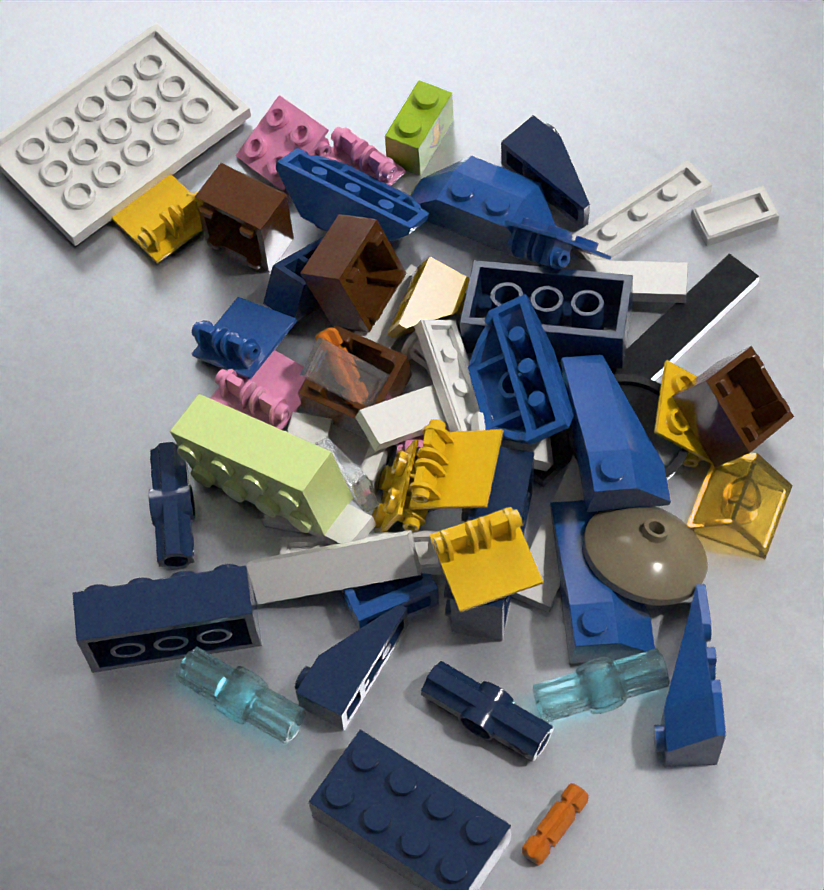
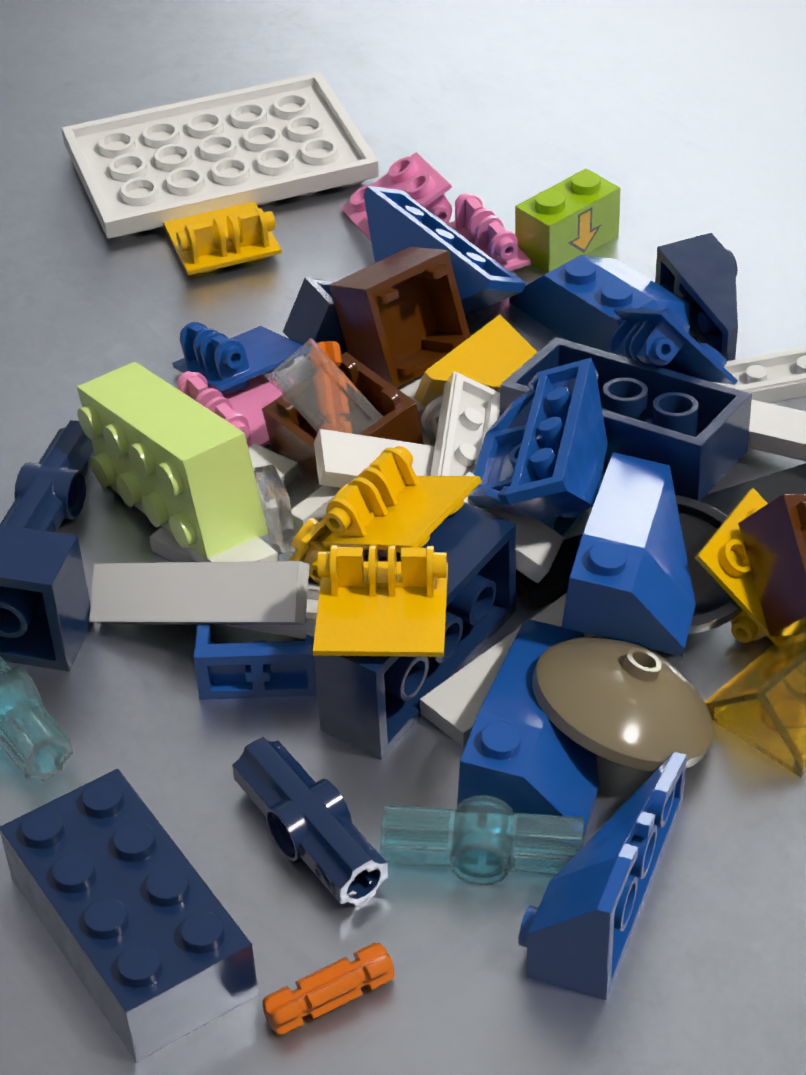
camera: 20 degrees right, 20 degrees down
(244, 217) = (303, 233): reddish brown container -> none
(348, 669) = (163, 714): dark blue slope -> none

